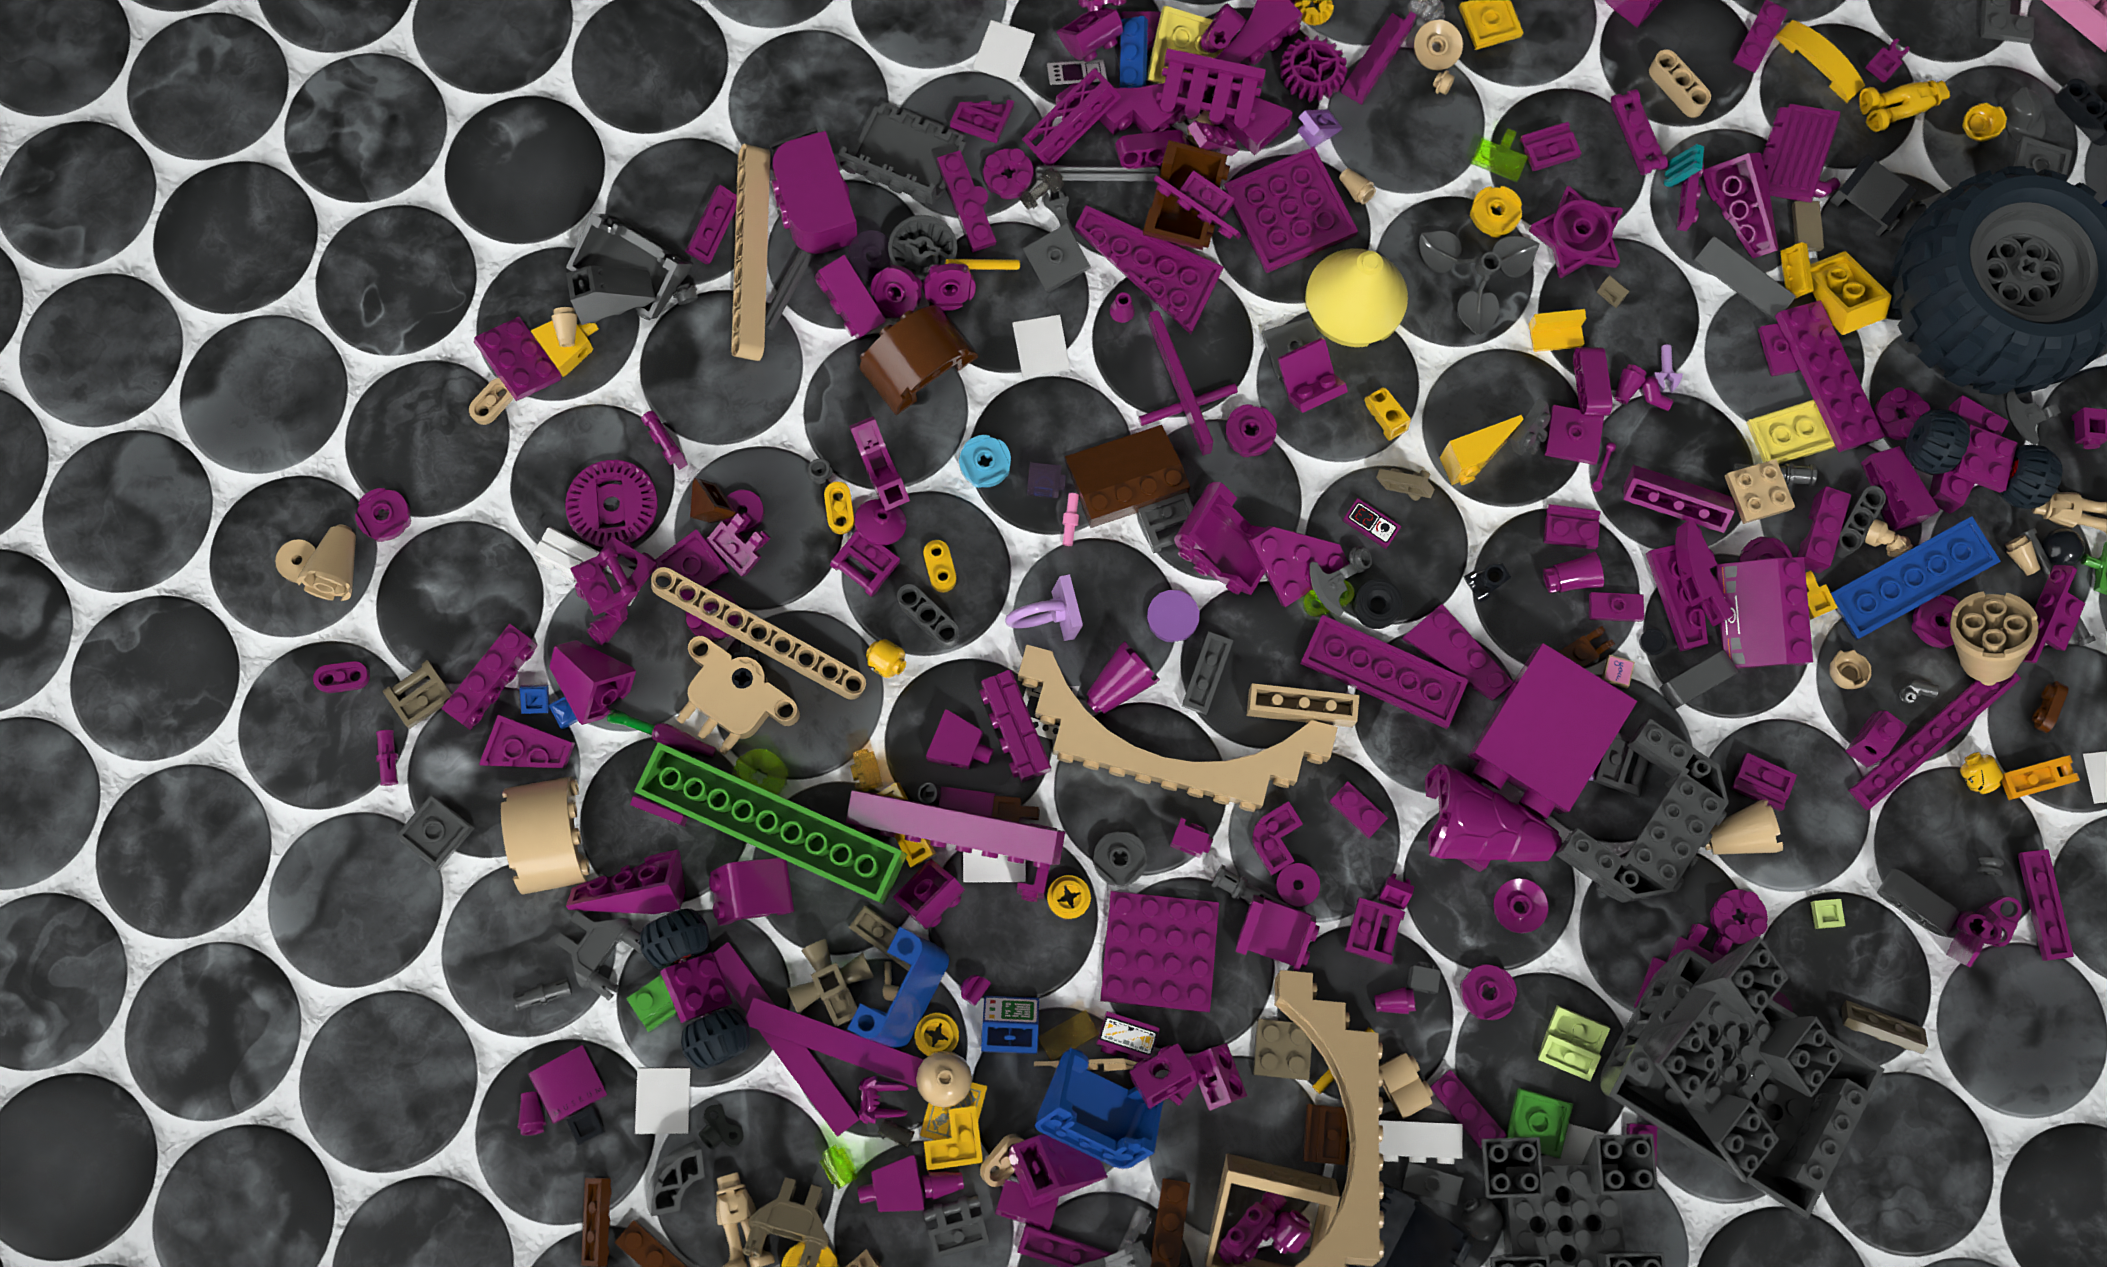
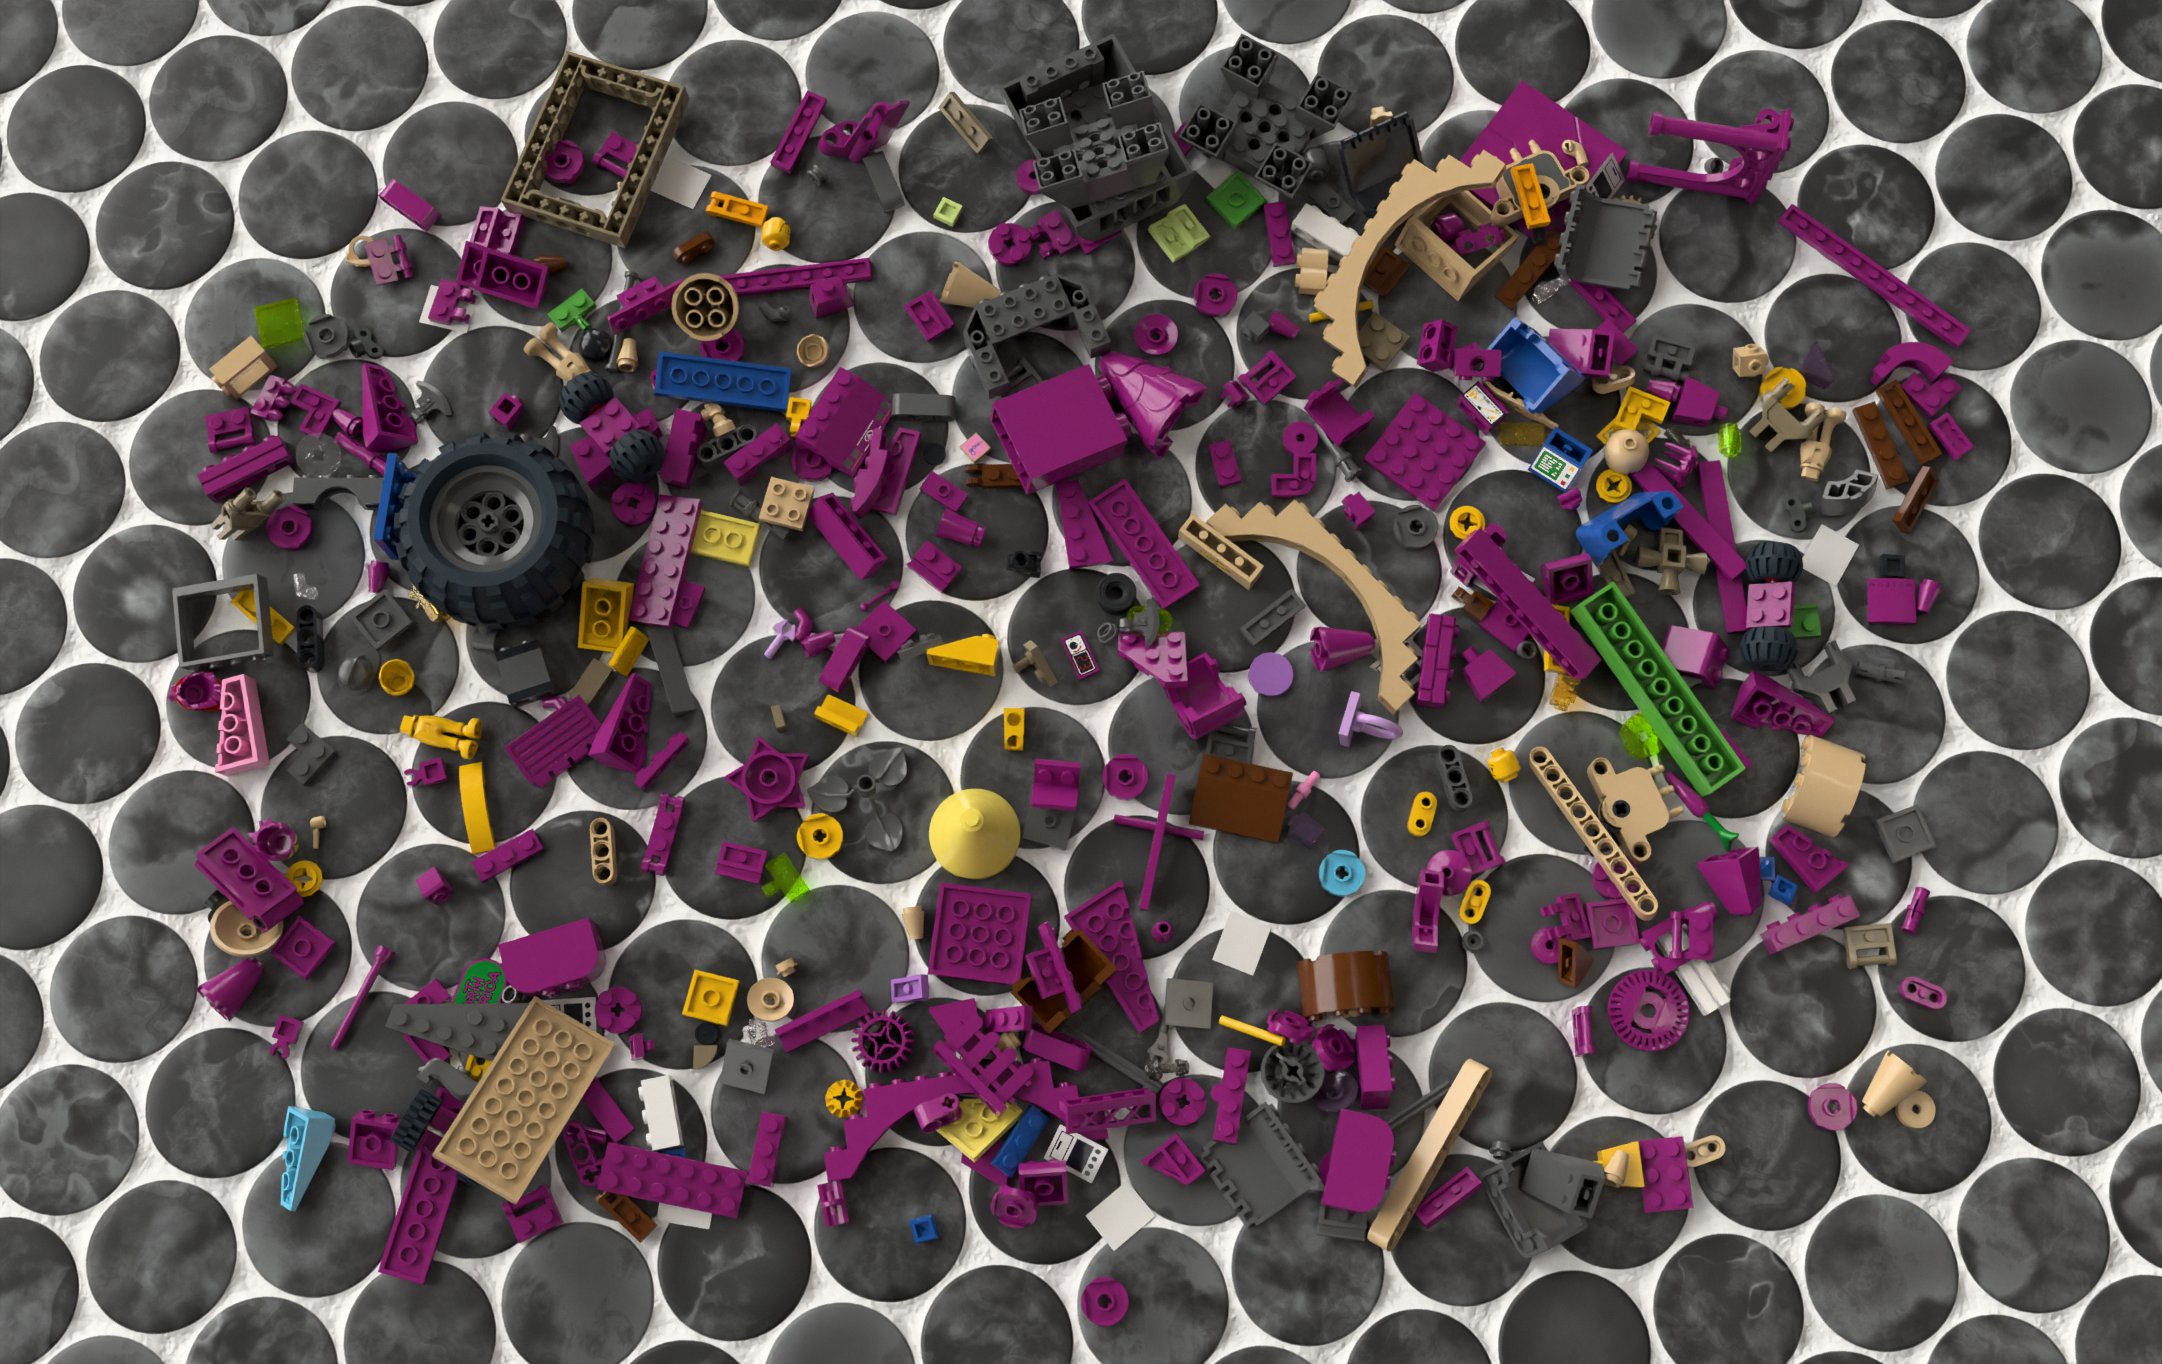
camera: 145 degrees left, 0 degrees up
(1684, 161) = (661, 784): teal tile -> none

